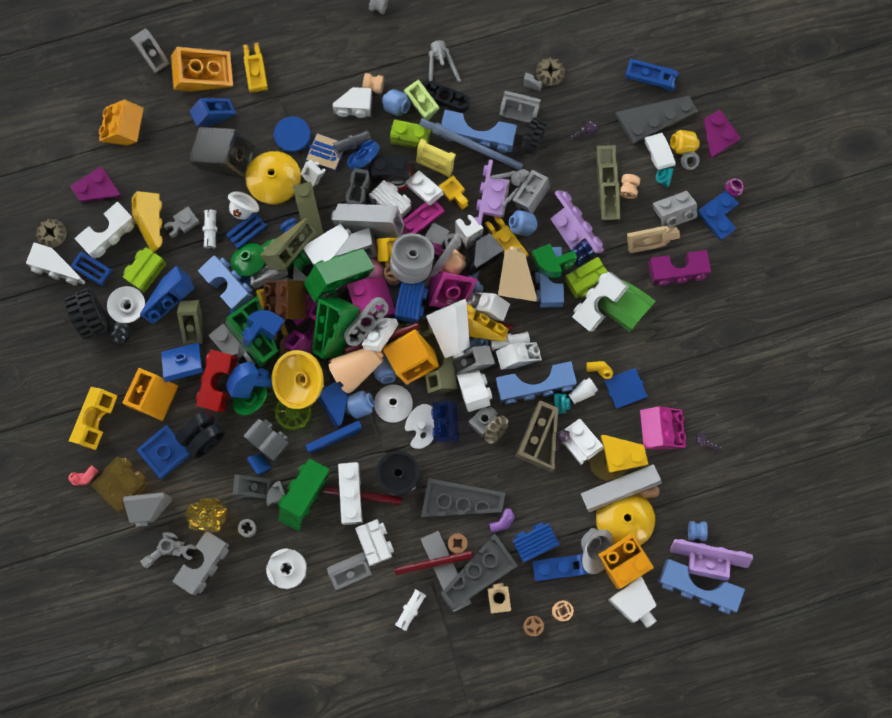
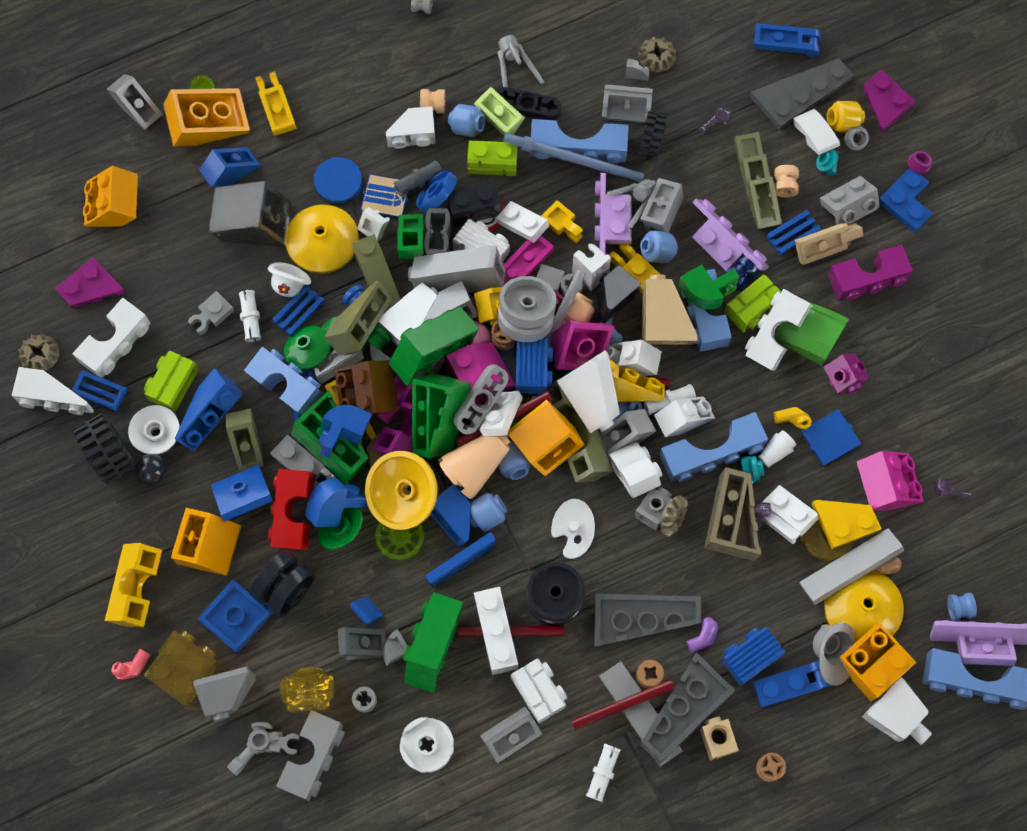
camera: 10 degrees left, 5 degrees down
(146, 215) = (163, 309): yellow slope -> none
(202, 43) = (202, 82): none -> clear neon green tile
(267, 440) = (371, 577): dark grey brick -> none
(338, 187) = (411, 236): none -> green brick
(396, 412) = (530, 516): white dish -> none
(435, 158) = (530, 182): light yellow plate -> none
(445, 422) = (605, 516): clear blue brick -> none
(562, 611) = (801, 742): light nougat wheel -> none
(610, 227) = (810, 222): none -> blue tile
(646, 342) = (846, 373): none -> magenta brick

